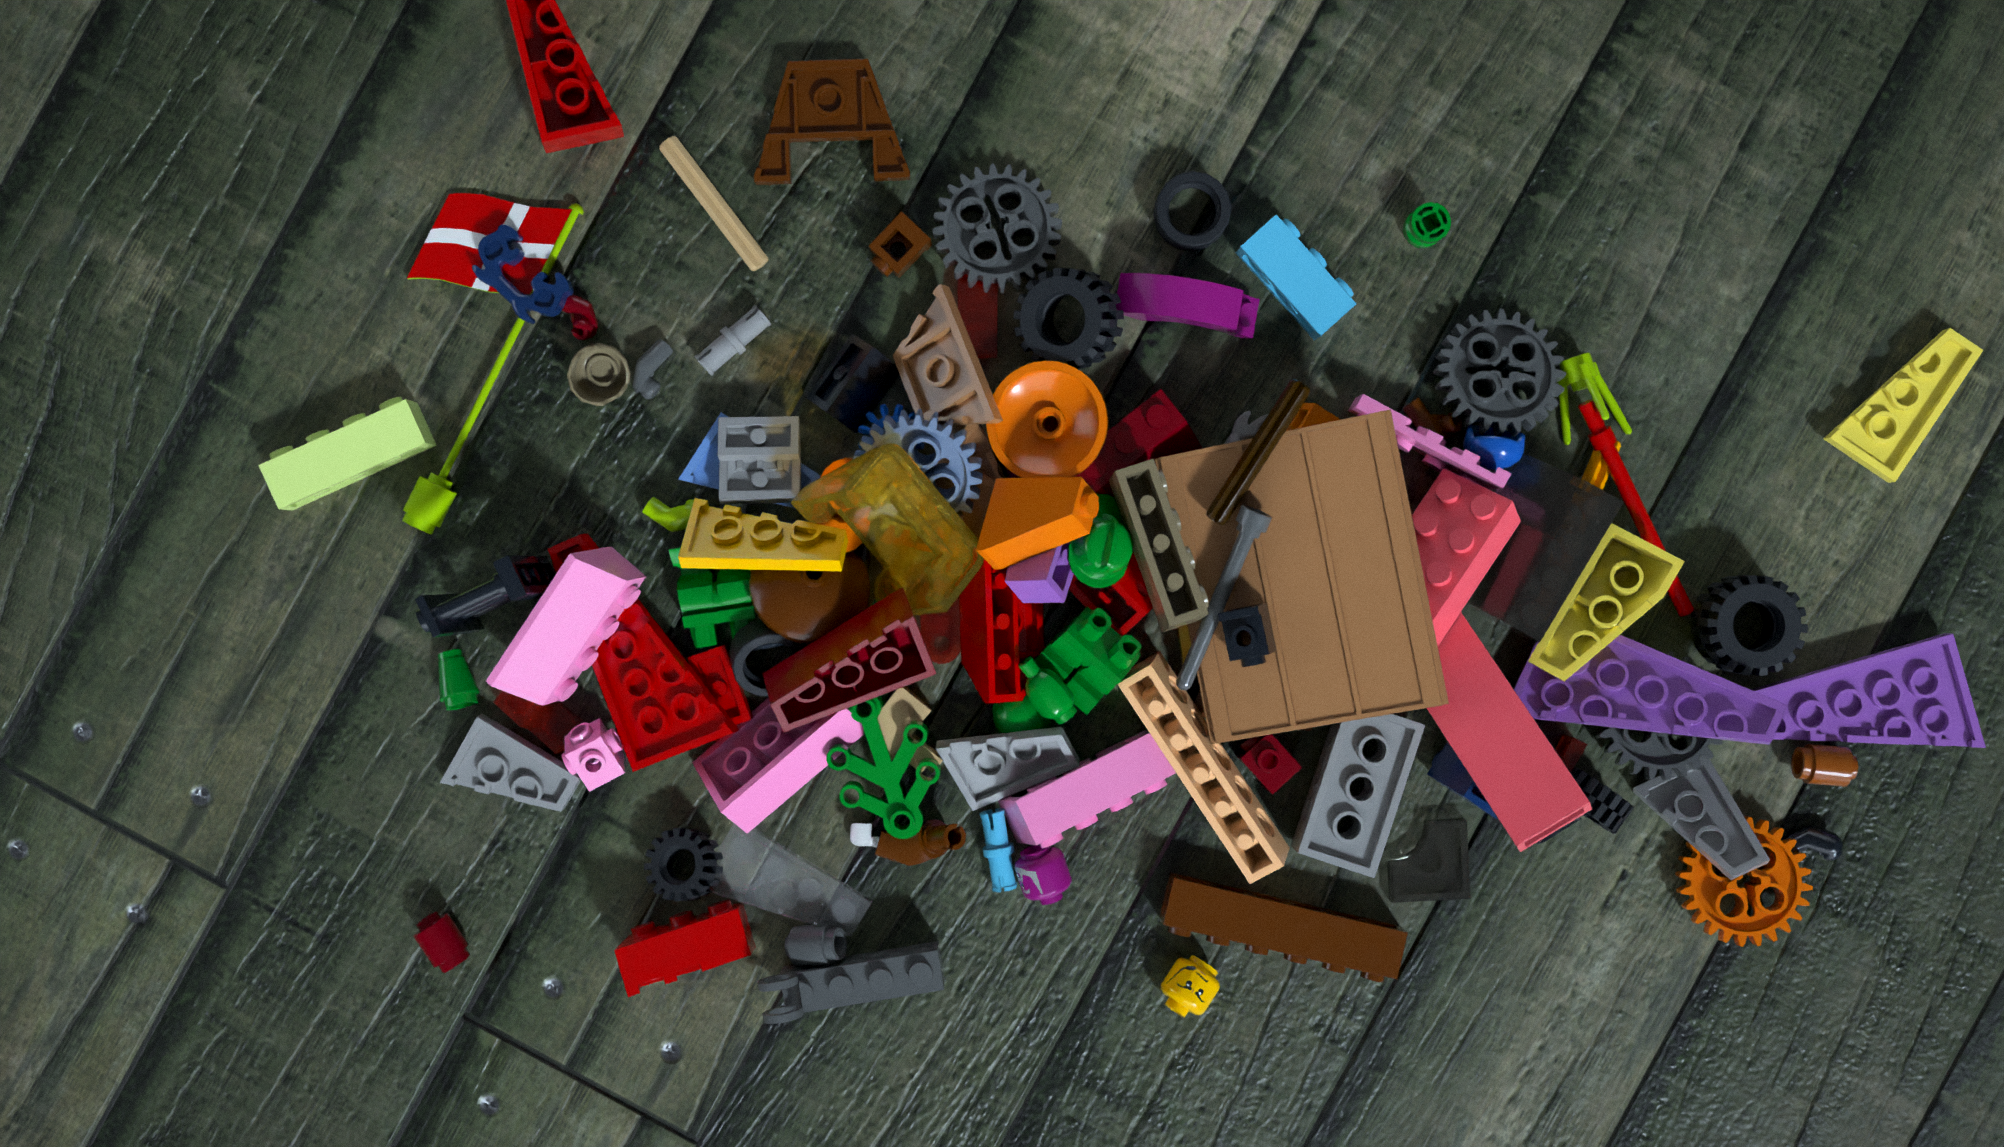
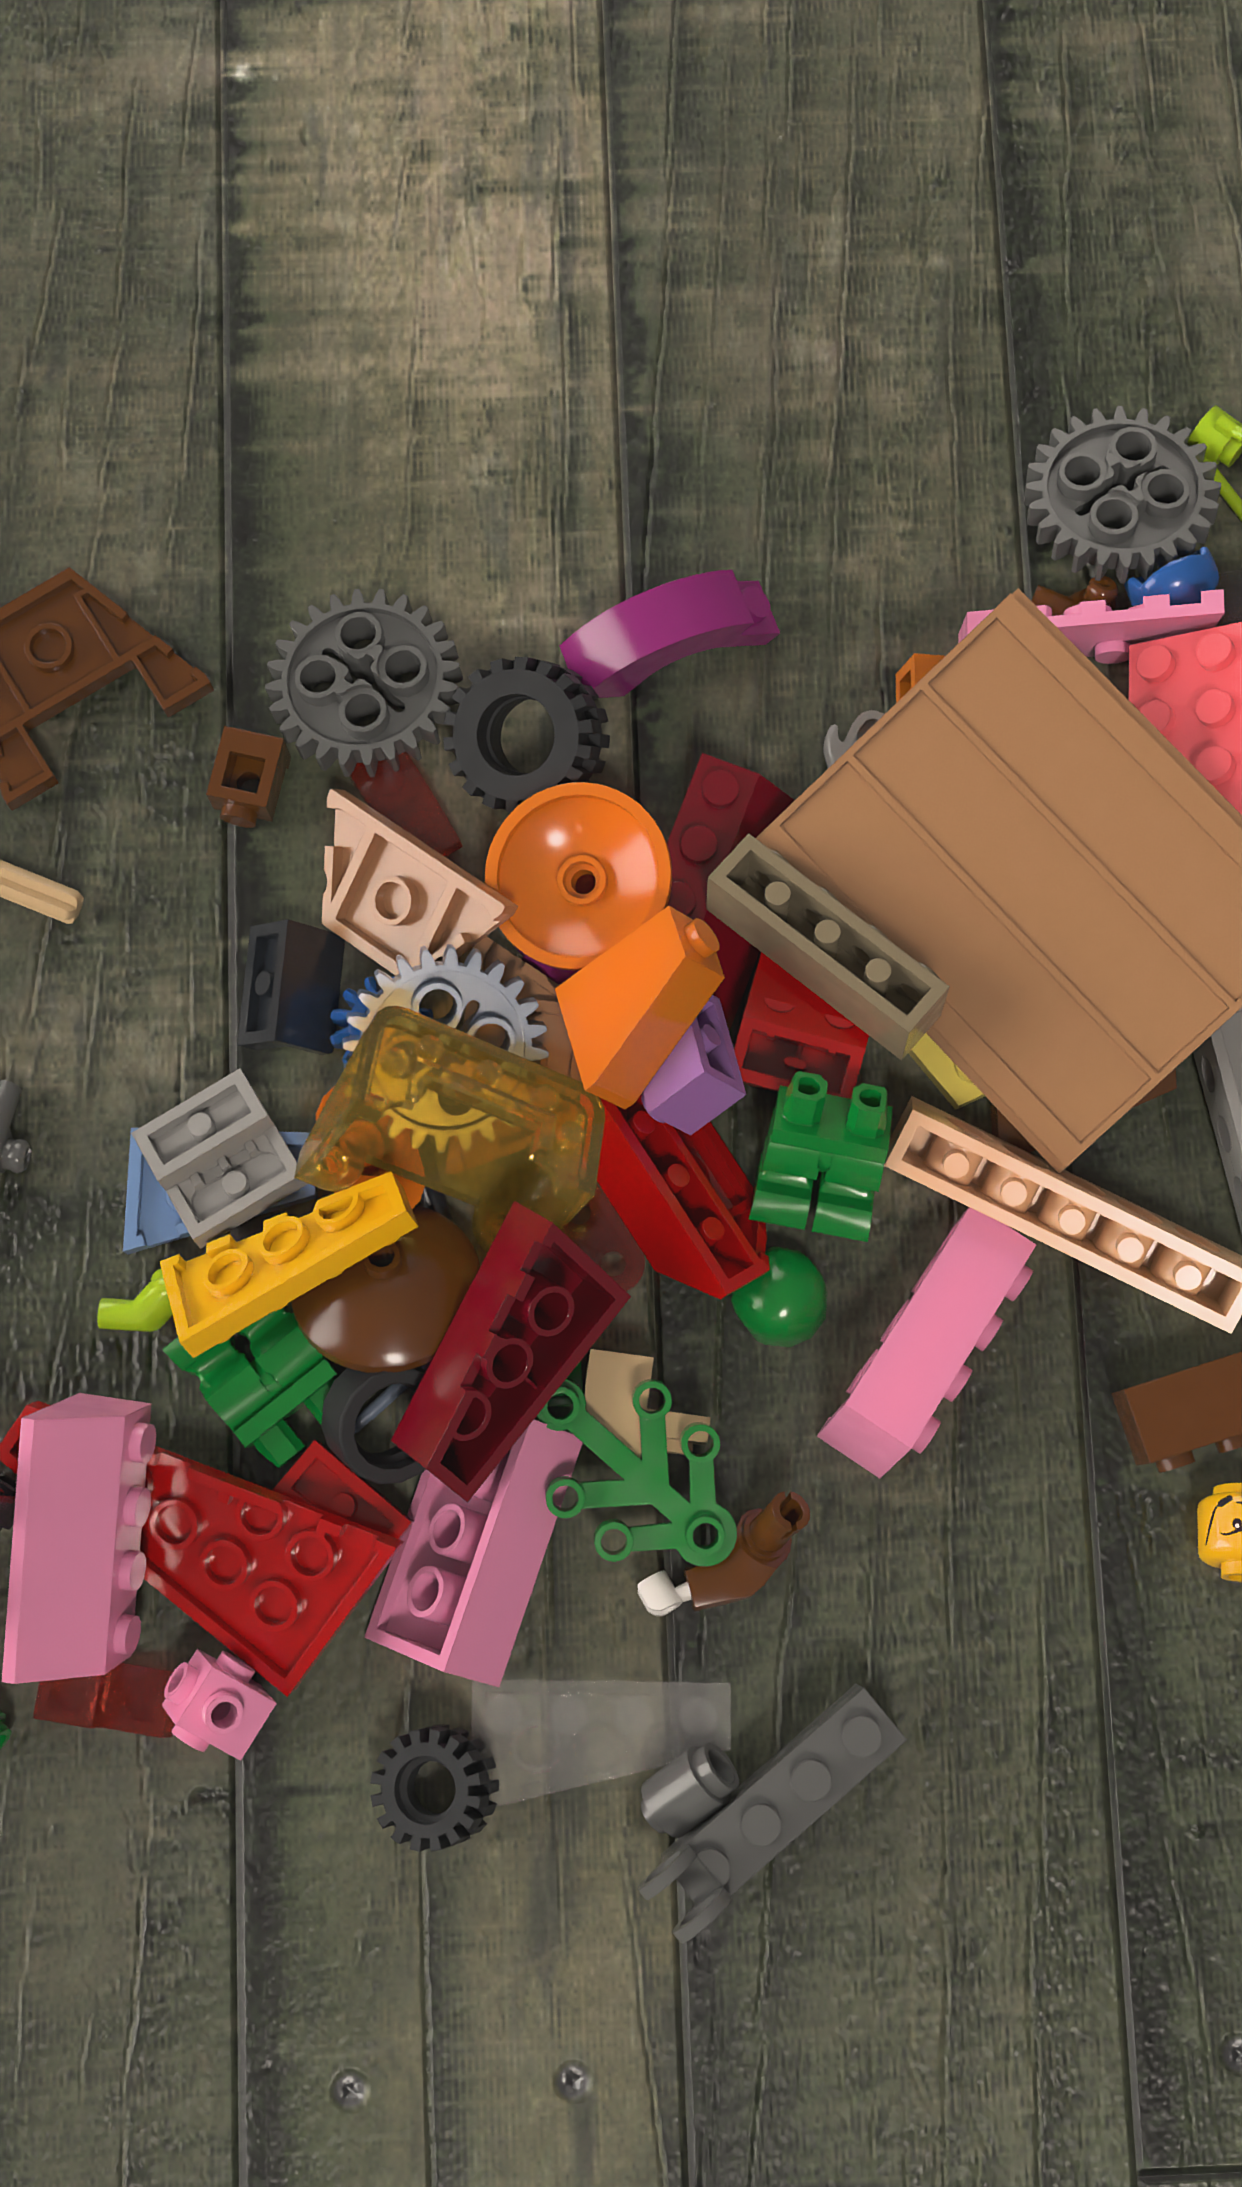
camera: 25 degrees left, 10 degrees down
(441, 941) = (147, 2118): dark red brick -> none
(509, 765) = (108, 1796): light grey wing -> none
(684, 945) = (503, 1905): red wedge -> none
(733, 340) = (94, 1026): light grey pin -> none
(998, 850) = (861, 1501): medium azure pin -> none
(1006, 763) = (799, 1370): light grey wing -> none
(1043, 873) = (942, 1495): magenta head -> none
(1047, 692) = (797, 1237): green plant -> none
(1105, 552) = (758, 1000): green piece -> none
(1197, 181) = (604, 477): black tyre -> none
(1250, 526) = (931, 845): dark grey piece -> none
(1257, 622) = (1010, 962): black brick -> none
(1258, 451) = (880, 746): dark brown axle -> none
(1267, 761) = (1145, 1159): dark red brick -> none
(1296, 276) = (787, 524): medium azure brick -> none
(1422, 232) = (905, 382): green wheel -> none

